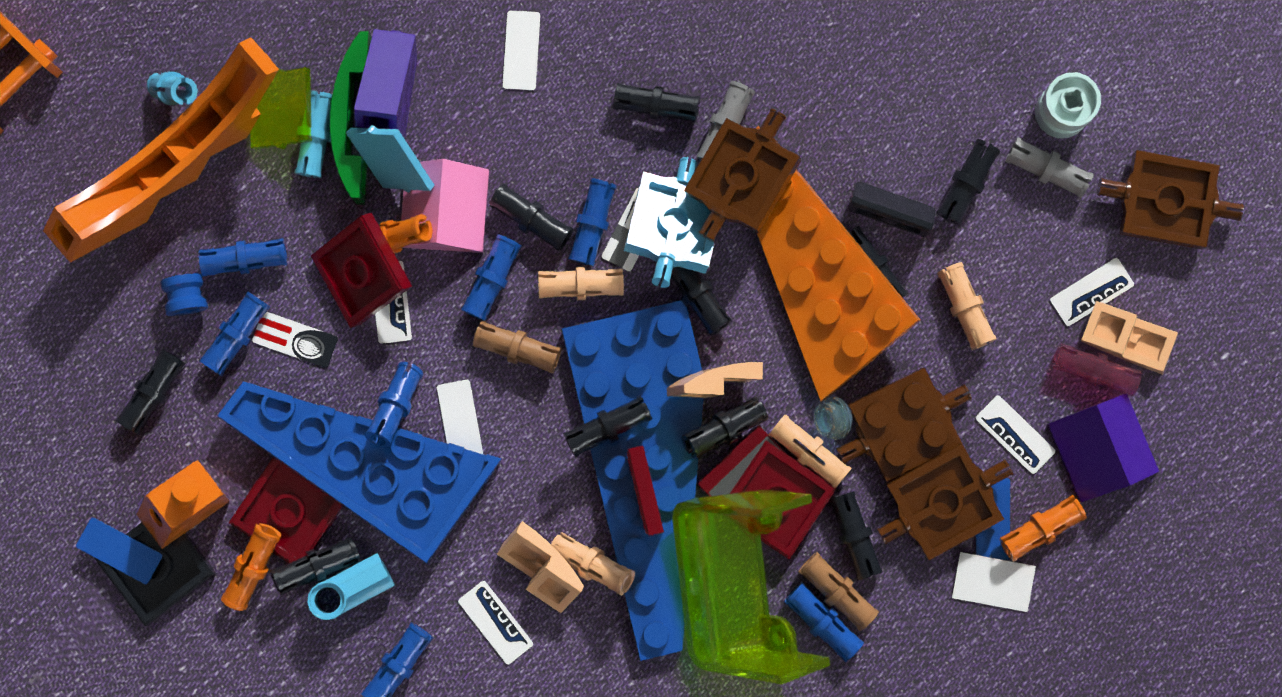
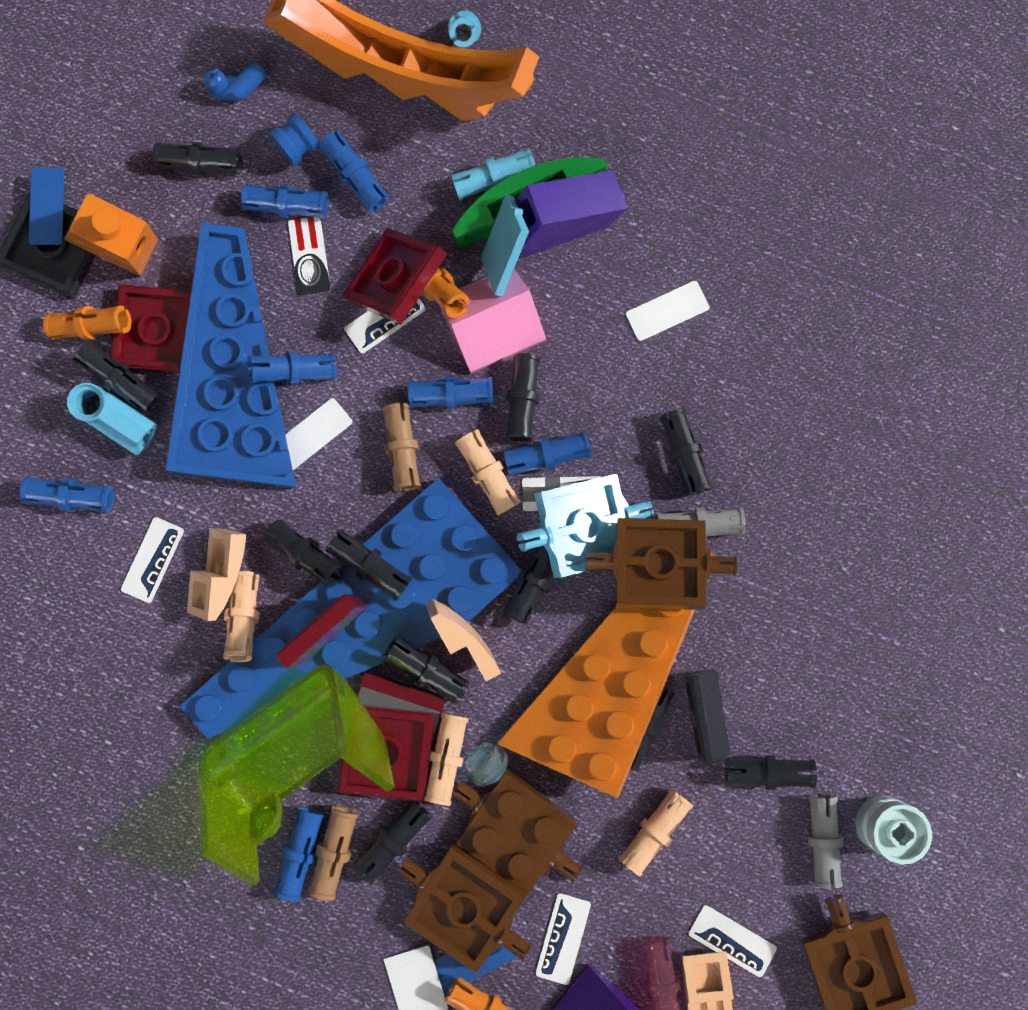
camera: 60 degrees right, 0 degrees up
(101, 324) = (234, 87): none -> blue arm
(284, 111) = (501, 134): clear neon green piece -> none
(565, 479) = (304, 553): none -> black pin

